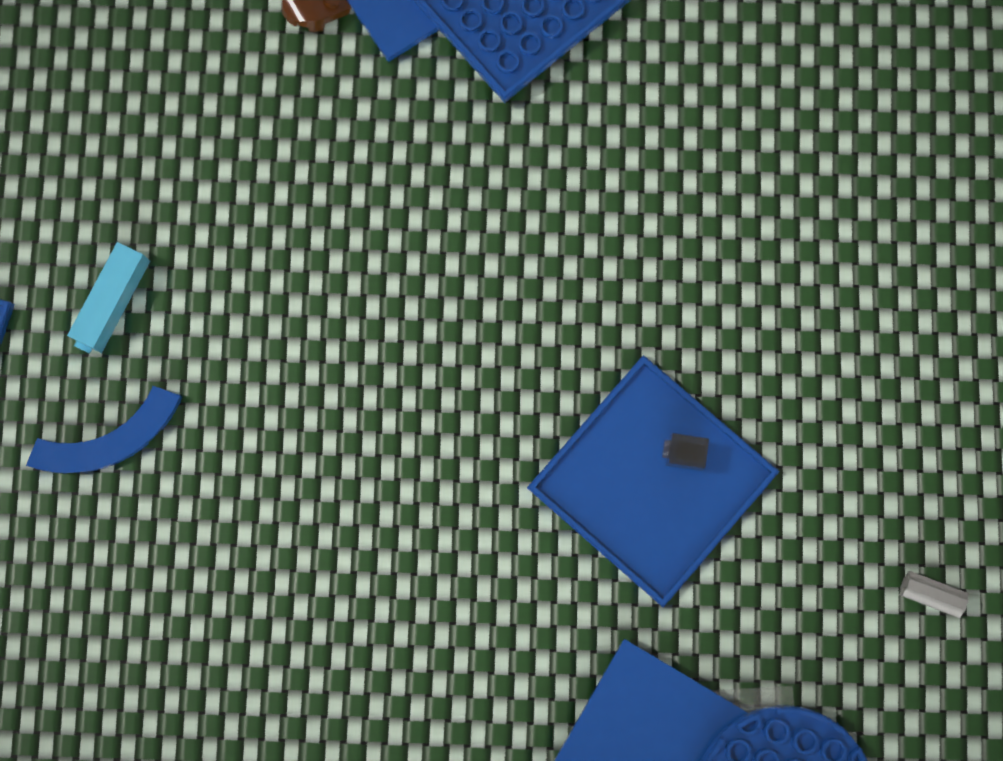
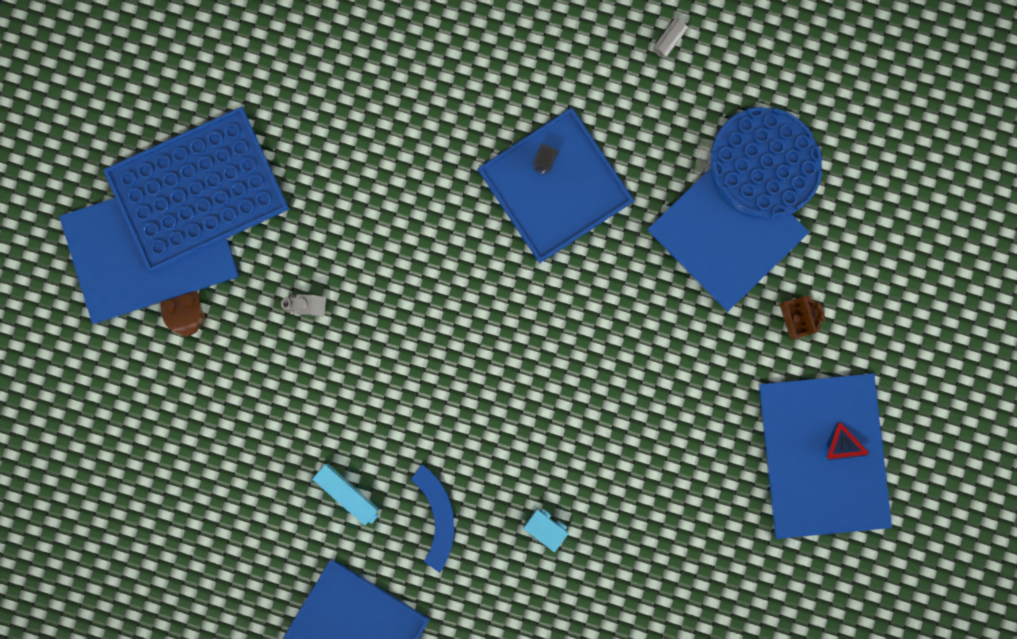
camera: 75 degrees left, 5 degrees up
(125, 607) = (545, 529): none -> medium azure brick
(369, 162) = (304, 305): none -> light grey brick

